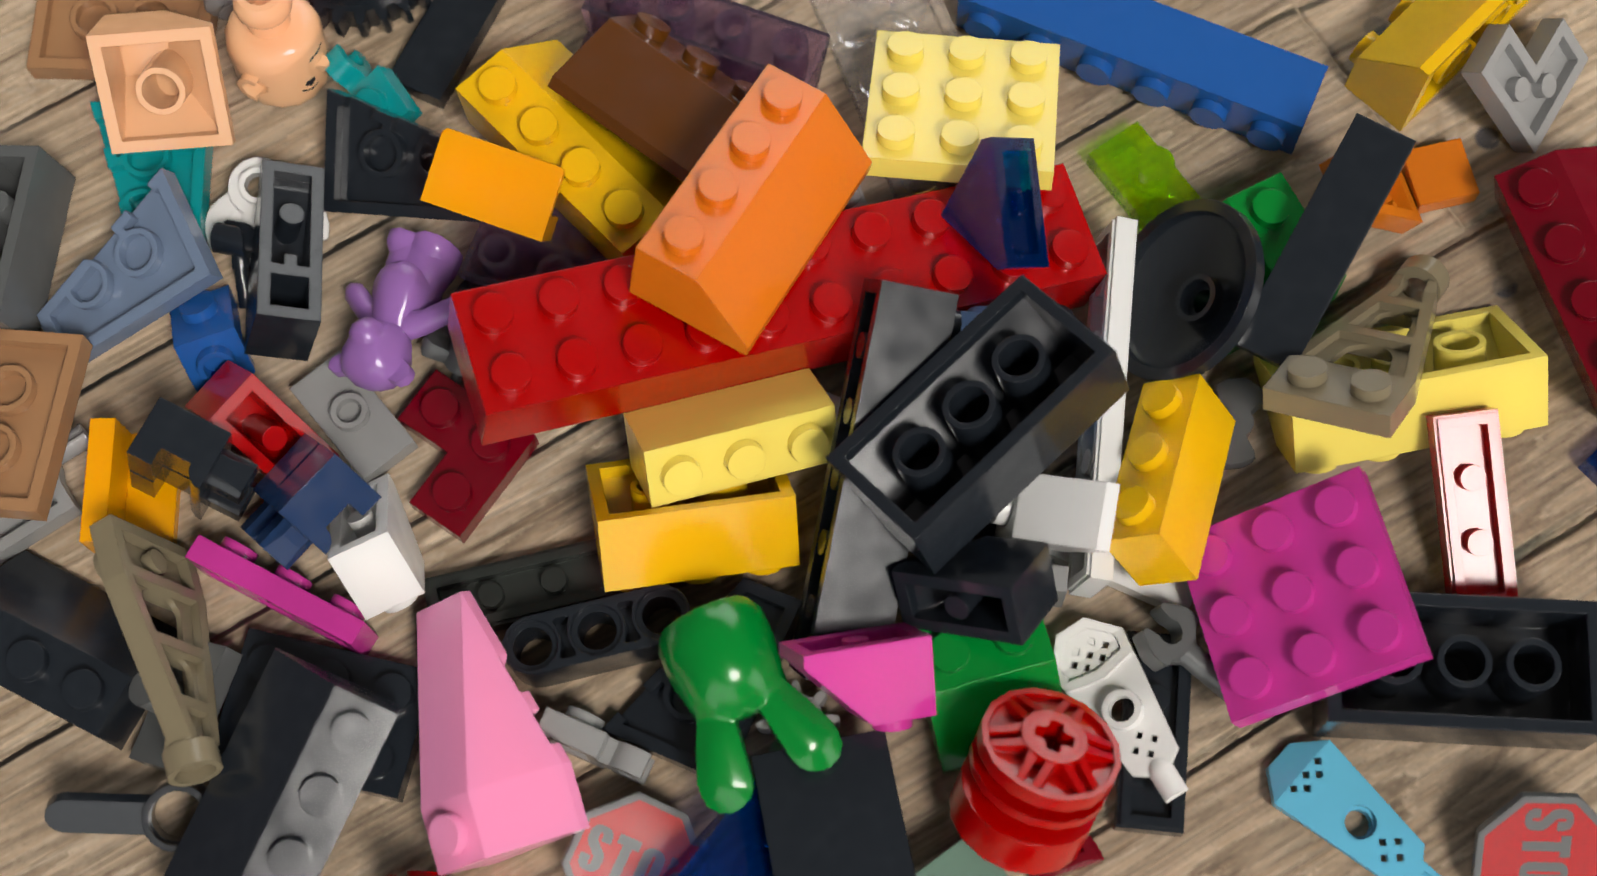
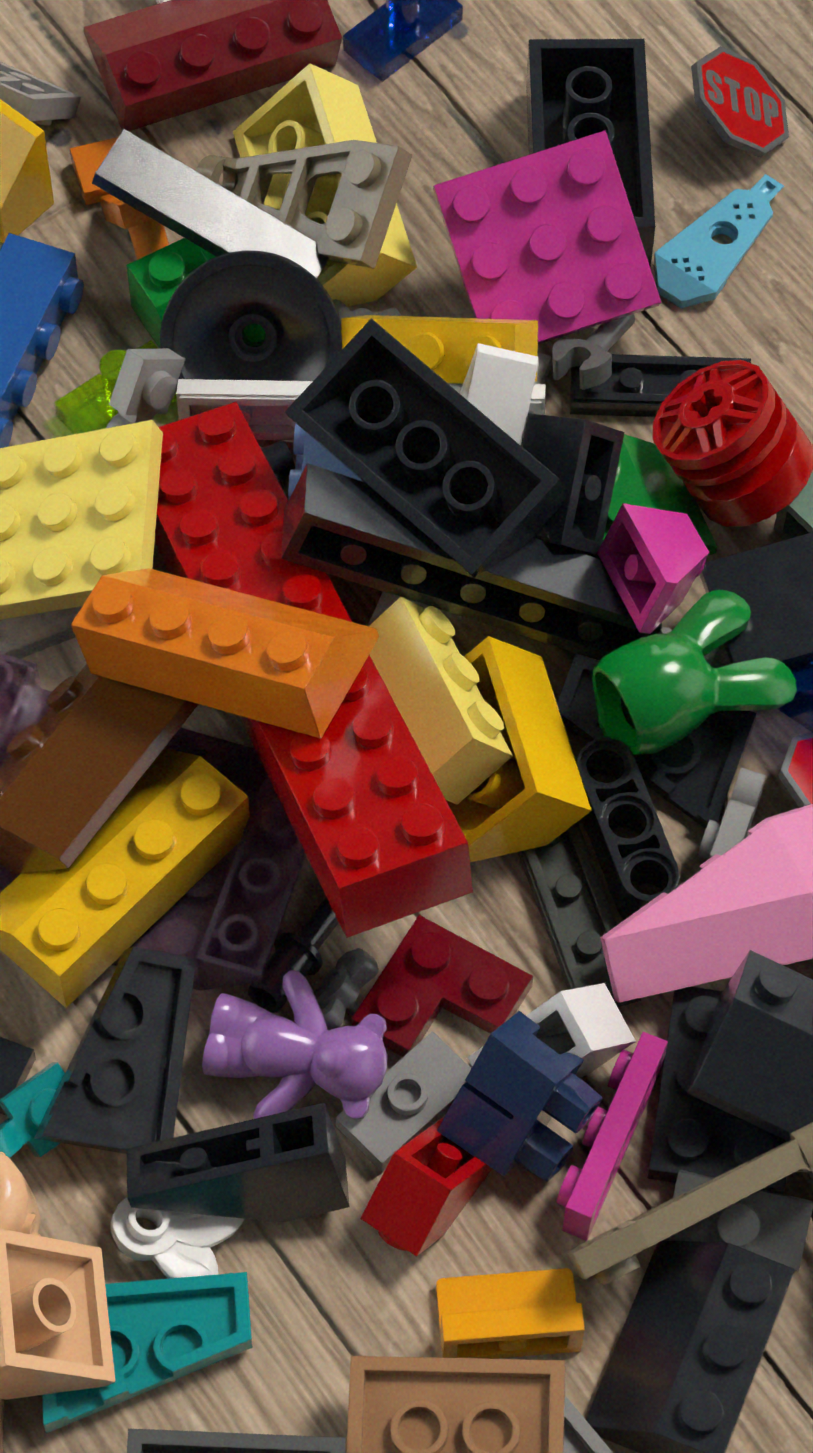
camera: 100 degrees left, 10 degrees down
(139, 274) = (267, 1328): sand blue wing -> none
(192, 457) = (487, 1226): black hips -> none
(208, 334) = (323, 1255): blue bracket -> none
(235, 240) = (216, 1234): black hand -> none
(494, 185) = (178, 923): light orange panel -> none
(1001, 204) = (194, 461): clear blue slope -> none
(1116, 679) = (619, 402): white piece -> none
(1128, 188) = (145, 385): none -> light grey plate
(1472, 503) = (441, 137): tile -> none

